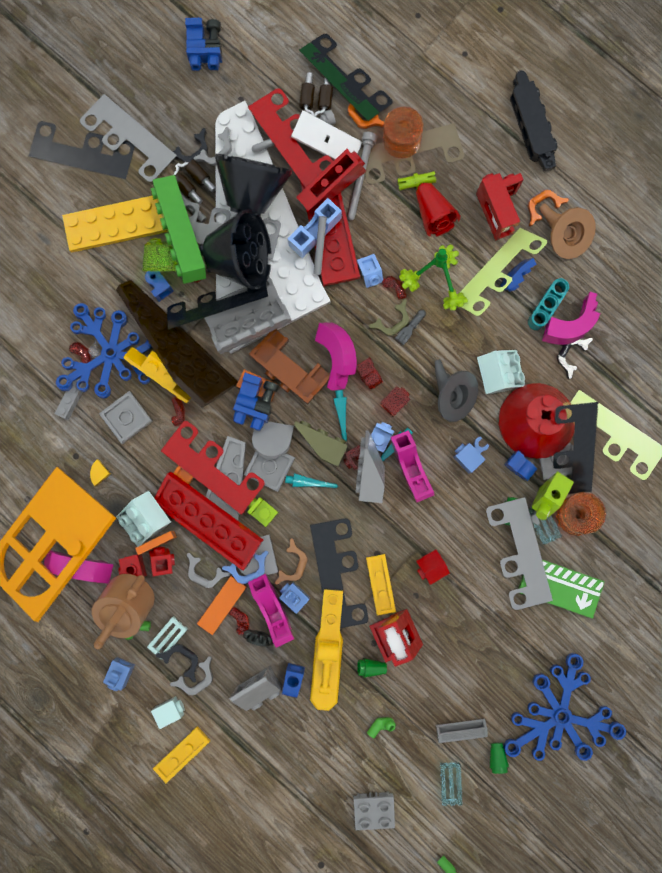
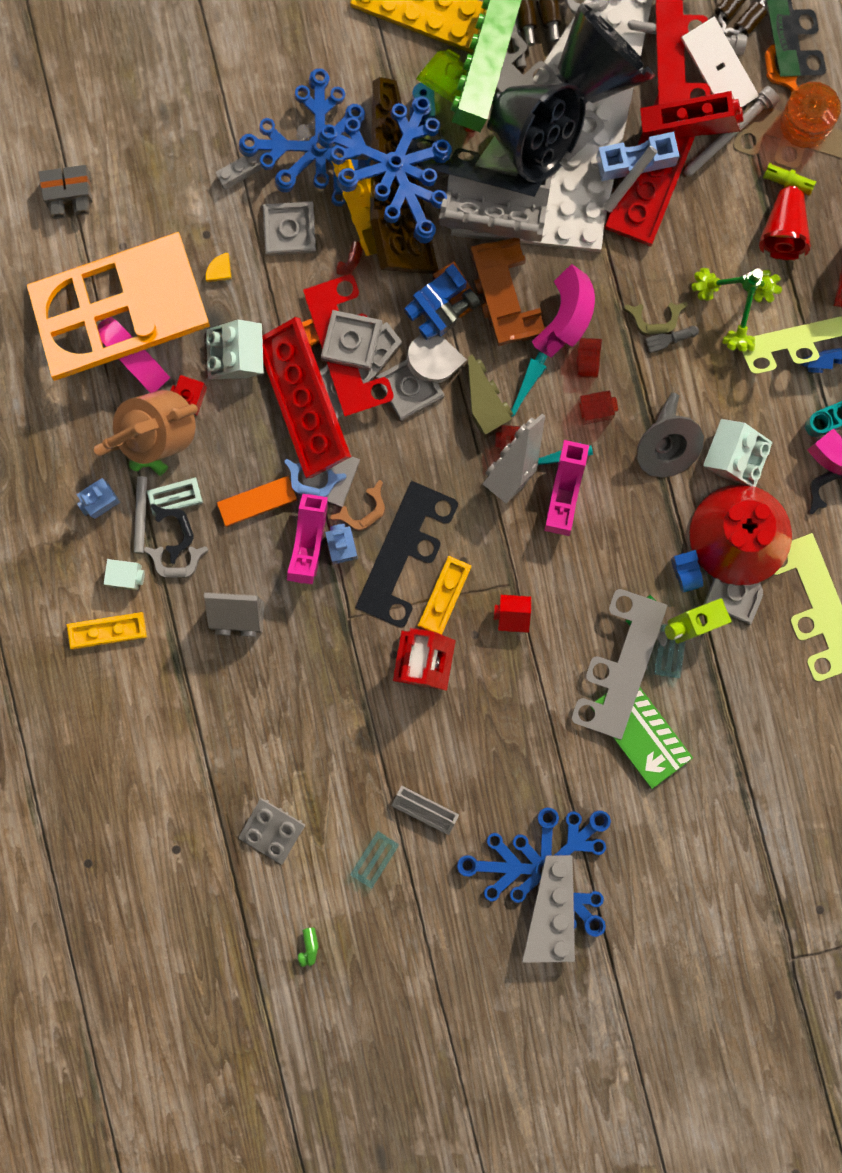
camera: 35 degrees right, 0 degrees up
(81, 350) = (289, 122): clear red arm -> none
(146, 547) = (231, 385): orange tile -> none
(153, 664) = (140, 514): none -> light grey bar
(161, 561) = (224, 408): red brick -> none
(184, 346) = (407, 190): none -> blue plant
(200, 580) = (253, 461): light grey helmet -> none
(213, 463) = (351, 340): none -> light grey tile
(242, 620) = (267, 532): clear red arm -> none
(258, 638) = (273, 560): pearl dark grey gear -> none
(262, 511) = (369, 429): lime bracket -> none
(293, 680) = (279, 632): blue leg -> none
(302, 481) = (432, 424): teal piece -> none
(328, 653) = (337, 629): yellow piece -> none
(370, 270) = (668, 245): light blue bracket -> none
(370, 668) = (373, 677): green cone -> none
(381, 436) = (555, 434): light blue bracket -> none
(383, 723) = (342, 744): bright green arm -> none
(396, 284) = (686, 277): clear red arm -> none
(469, 456) = (637, 522): medium blue brick -> none
(498, 759) = (443, 868): green cone -> none
(583, 452) = (764, 598): black piece -> none
(591, 516) = (722, 652): clear orange wheel -> none
(591, 749) = (553, 914): none -> light grey wing

